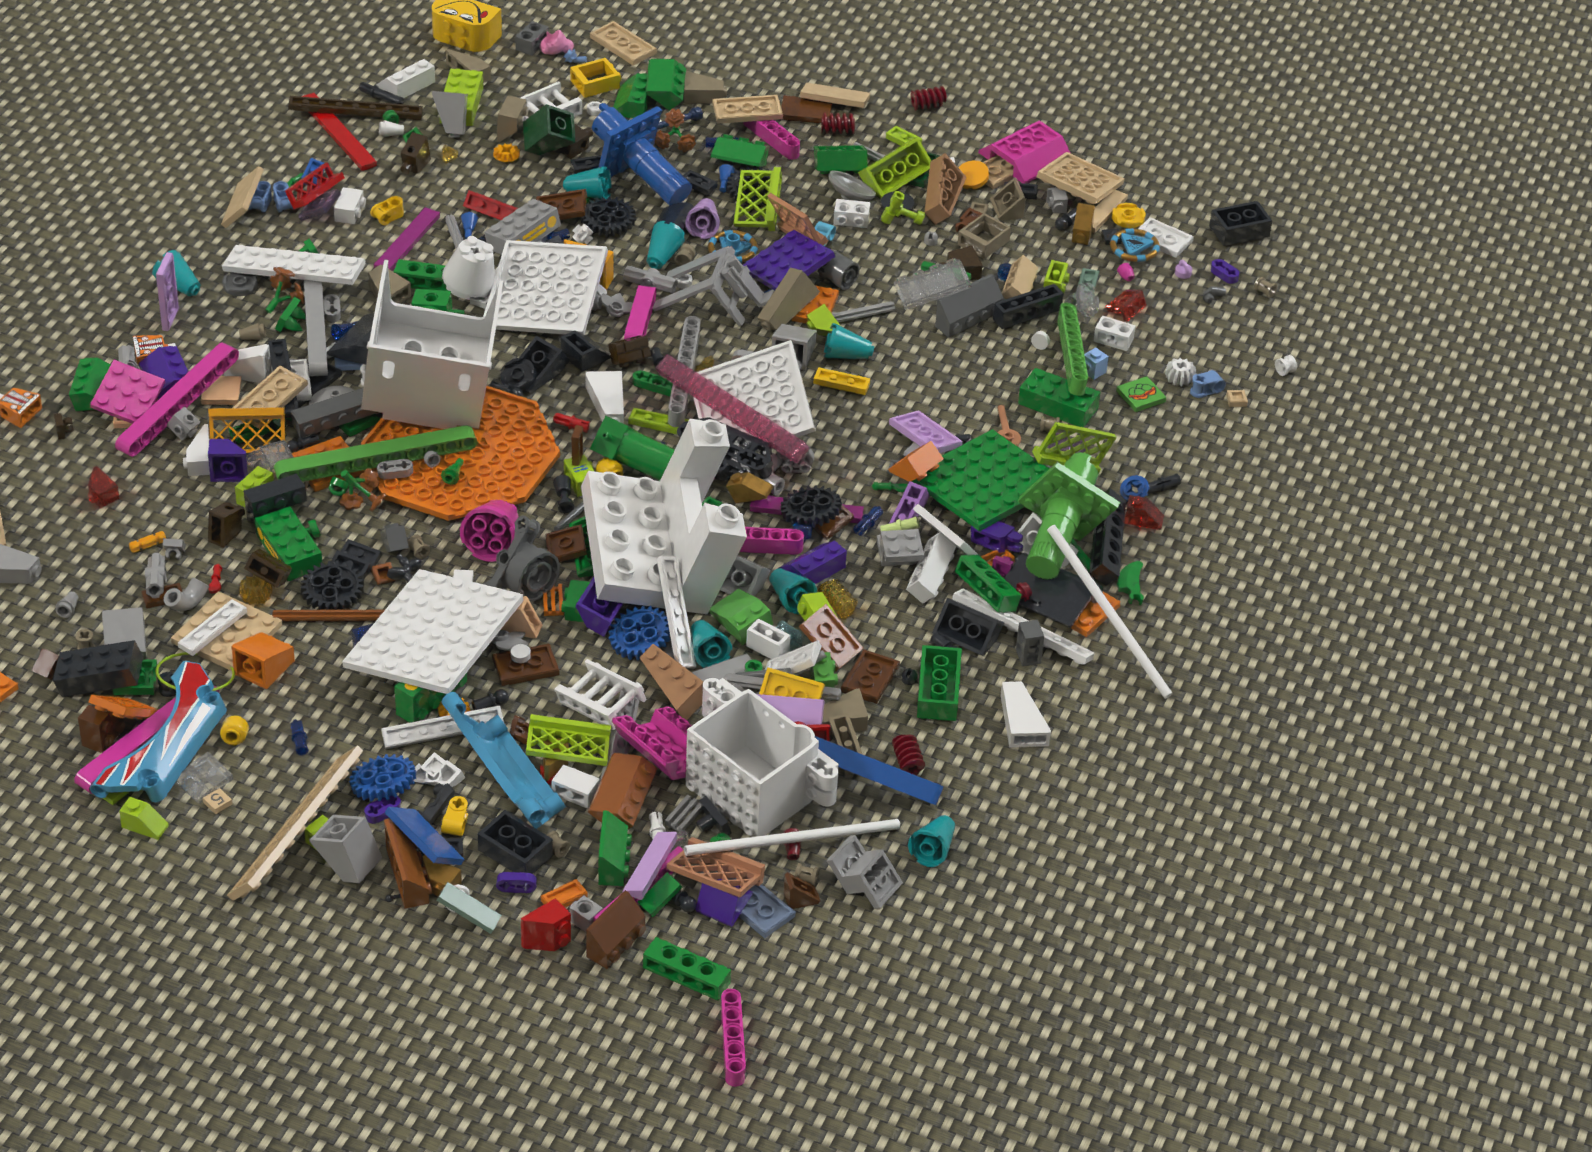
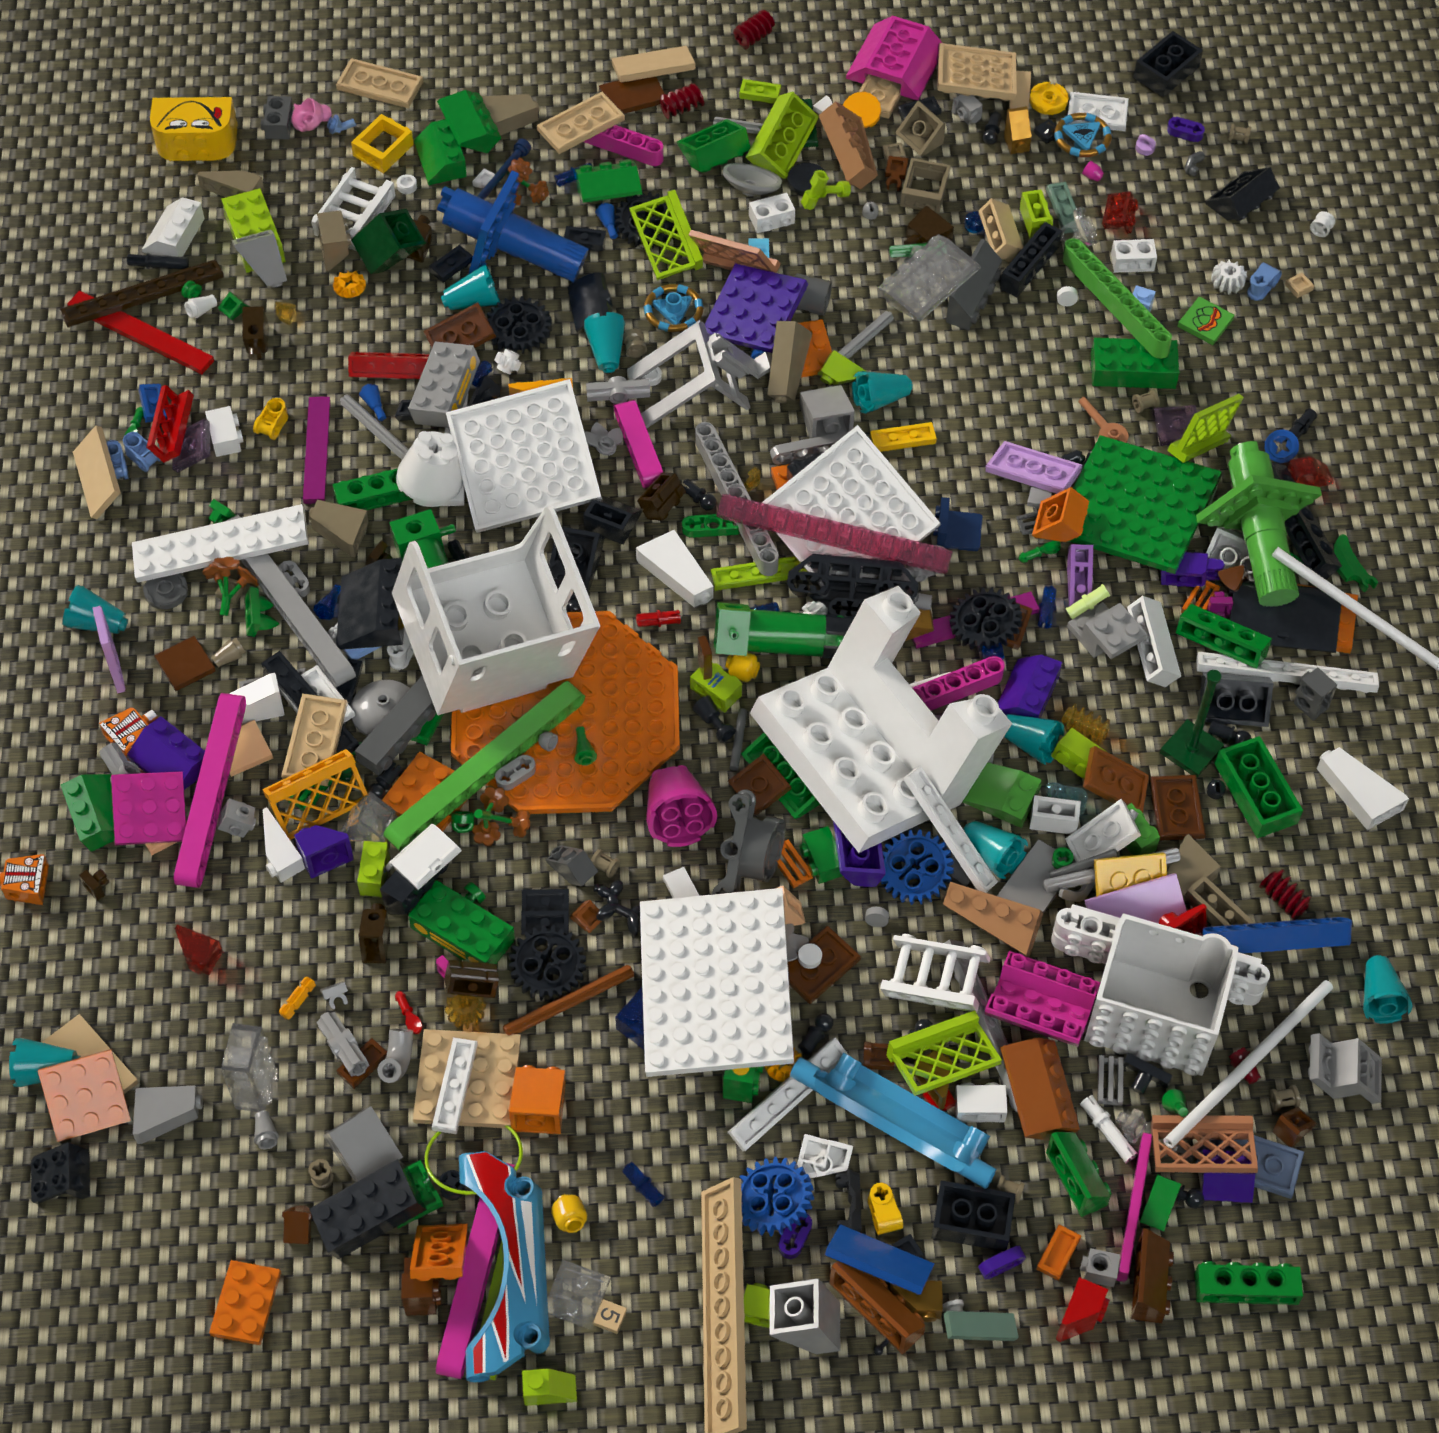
camera: 25 degrees left, 15 degrees up
(77, 553) = (249, 1068): none -> clear brick
(219, 328) = (185, 663): none -> reddish brown tile
(287, 482) = (424, 855): none -> white piece
(589, 651) = (877, 917): none -> light grey tile
(650, 864) = (1136, 1174): lavender slope -> none
(703, 219) = (625, 285): lavender cone -> none
(733, 1037) = (1352, 1361): dark pink beam -> none
(836, 449) = (957, 528): none -> dark blue bracket
(907, 644) = (1191, 745): none -> dark green tile
(940, 527) = (1139, 589): white tile -> none
(1022, 548) = (1233, 577): none -> reddish brown tile
(1025, 590) = (1266, 628): dark red plate -> none
(1237, 325) = (1244, 194): none -> black slope

